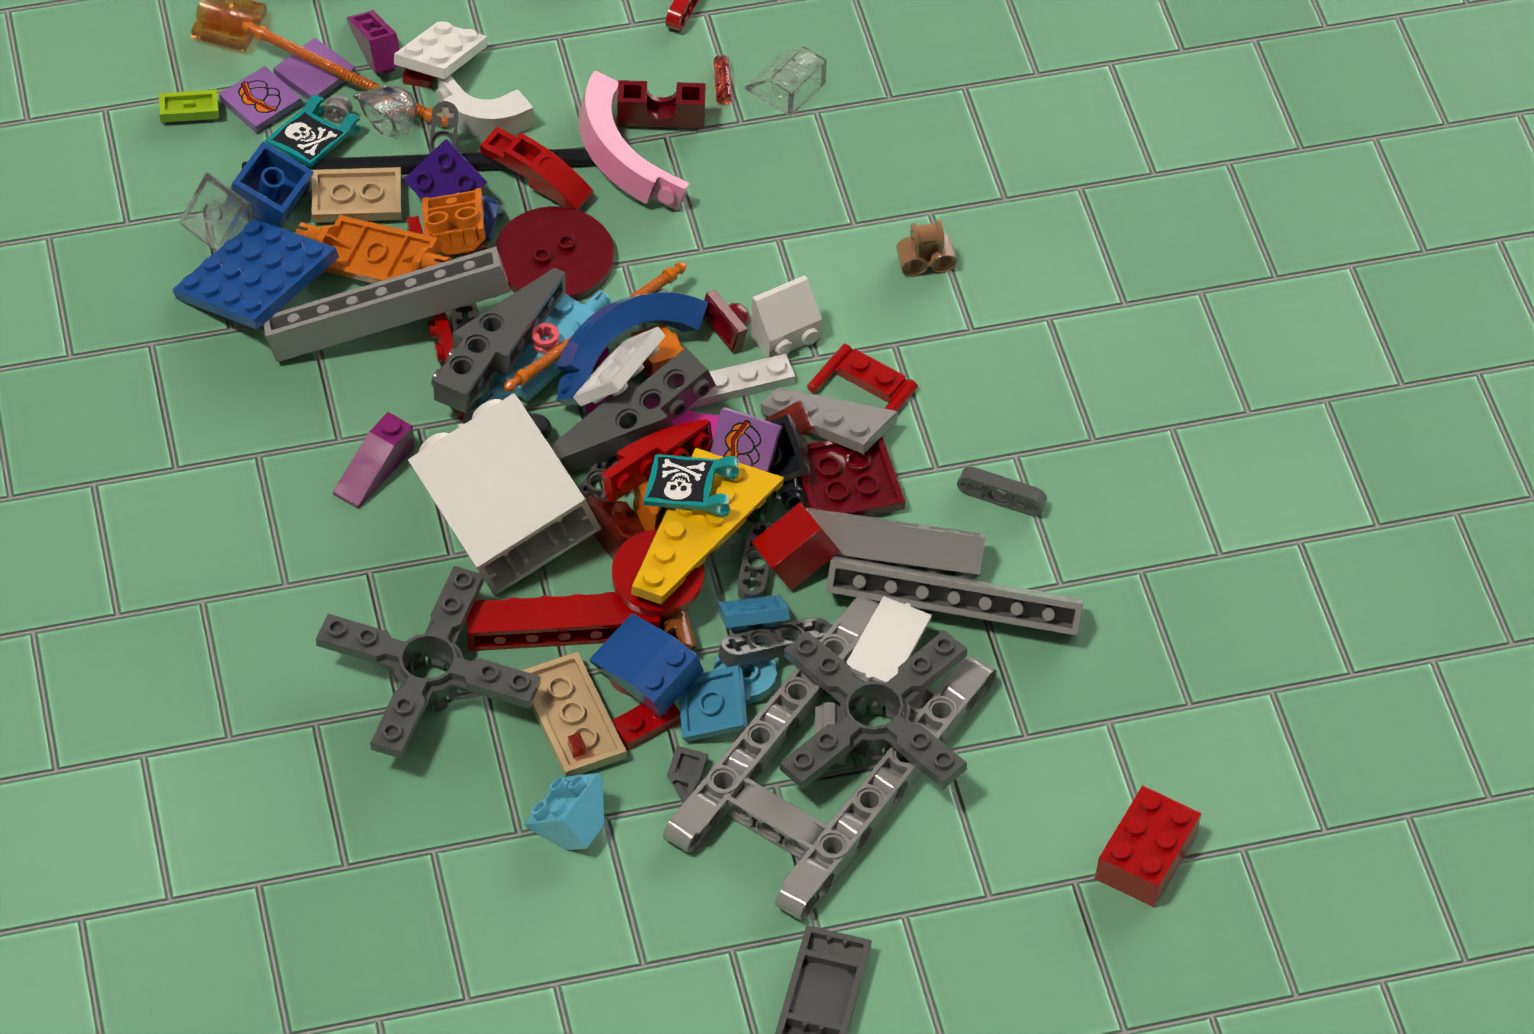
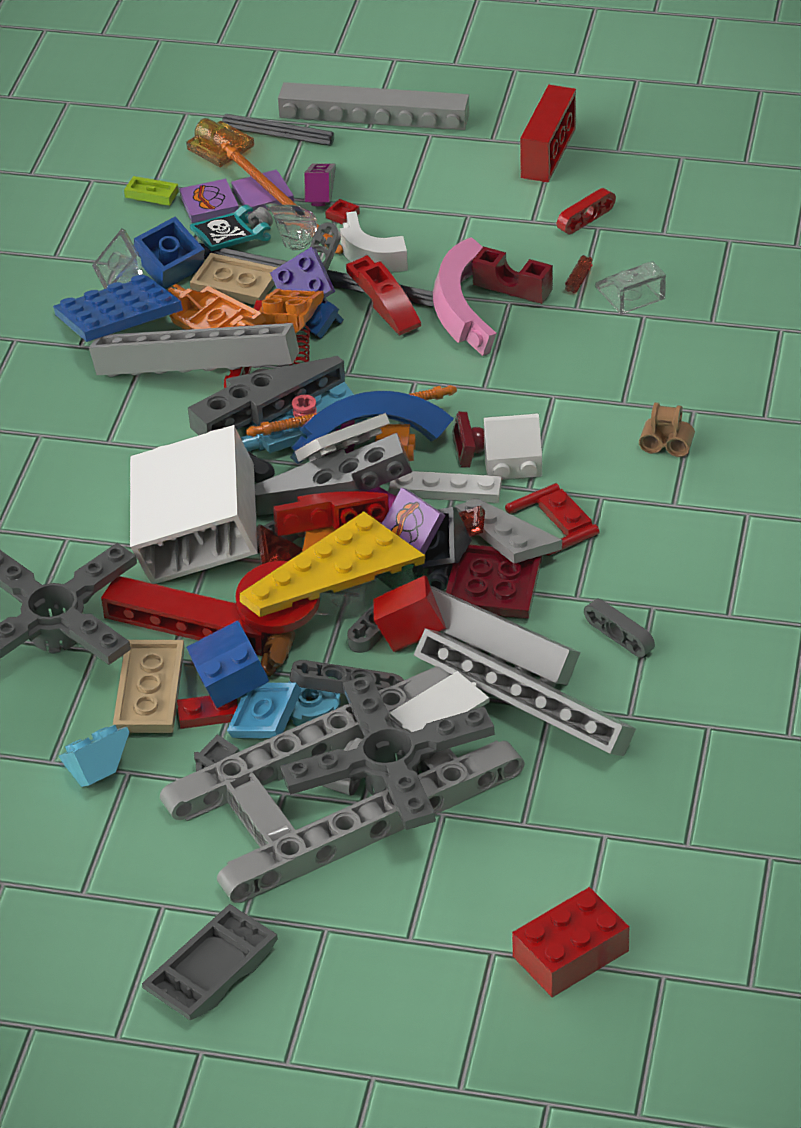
camera: 30 degrees right, 10 degrees down
(375, 460) = (114, 462): magenta slope -> none
(440, 50) = (363, 197): white plate -> none
(558, 240) = (372, 355): dark red plate -> none
(576, 745) = (131, 705): clear red piece -> none
(688, 483) = (335, 531): flag -> none
(752, 611) = (352, 655): dark azure plate -> none

